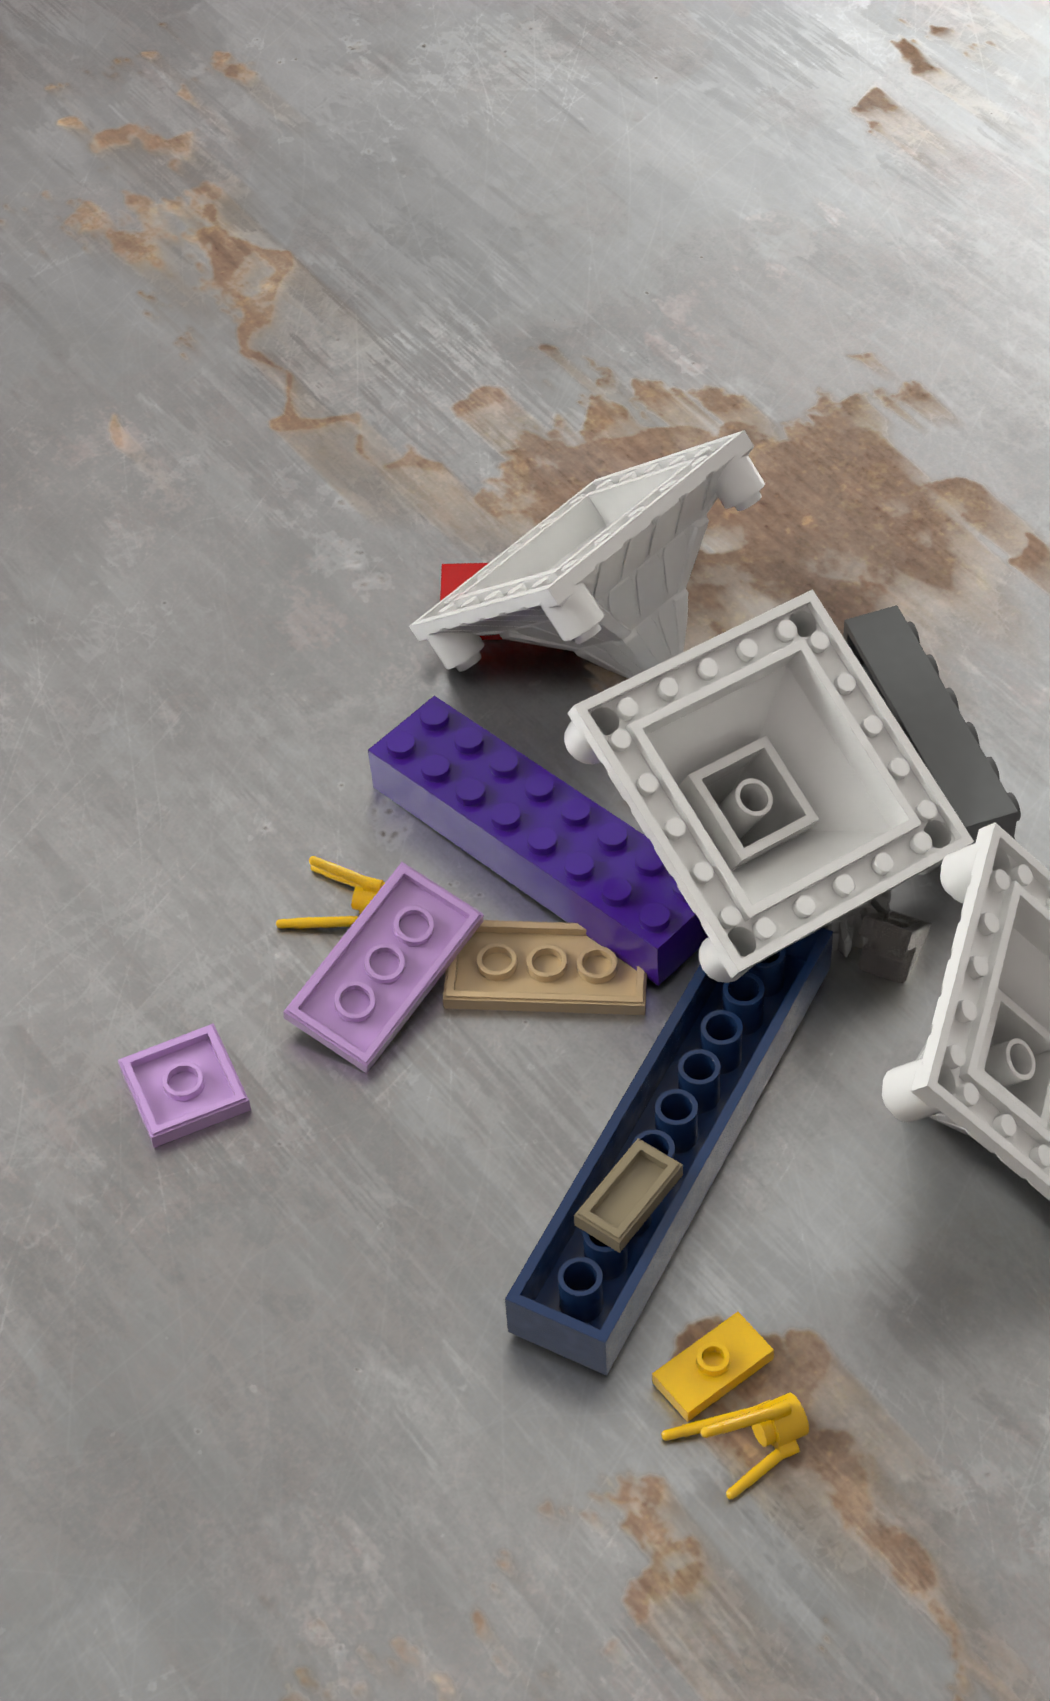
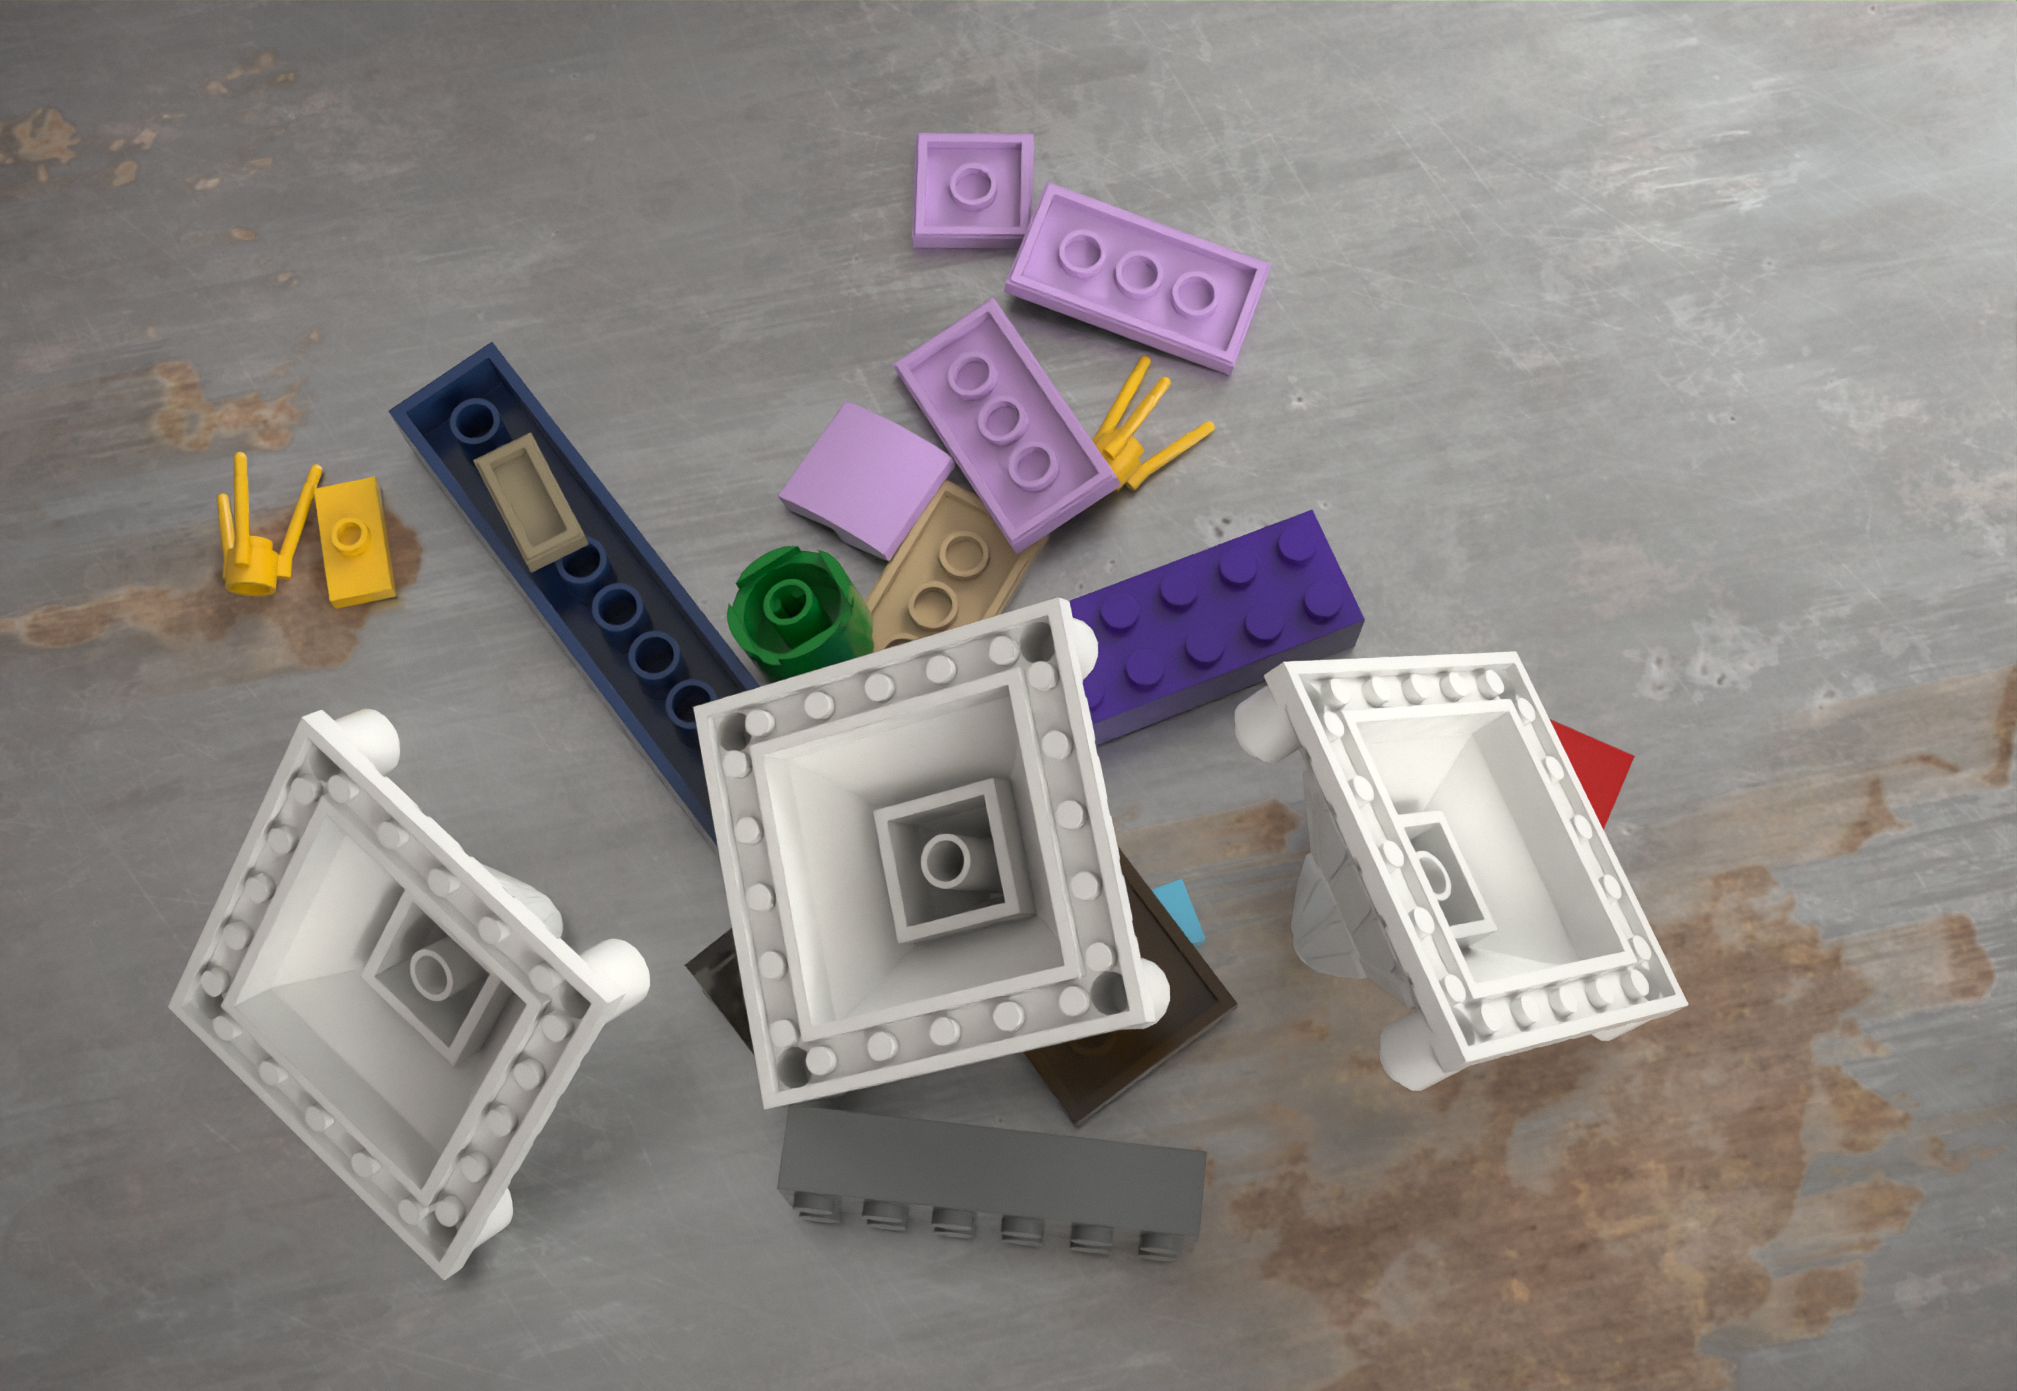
camera: 115 degrees right, 20 degrees up
(216, 946) = (1137, 278): none -> lavender tile
(471, 1041) = (867, 480): none -> lavender slope
(607, 979) = (798, 614): none -> green brick

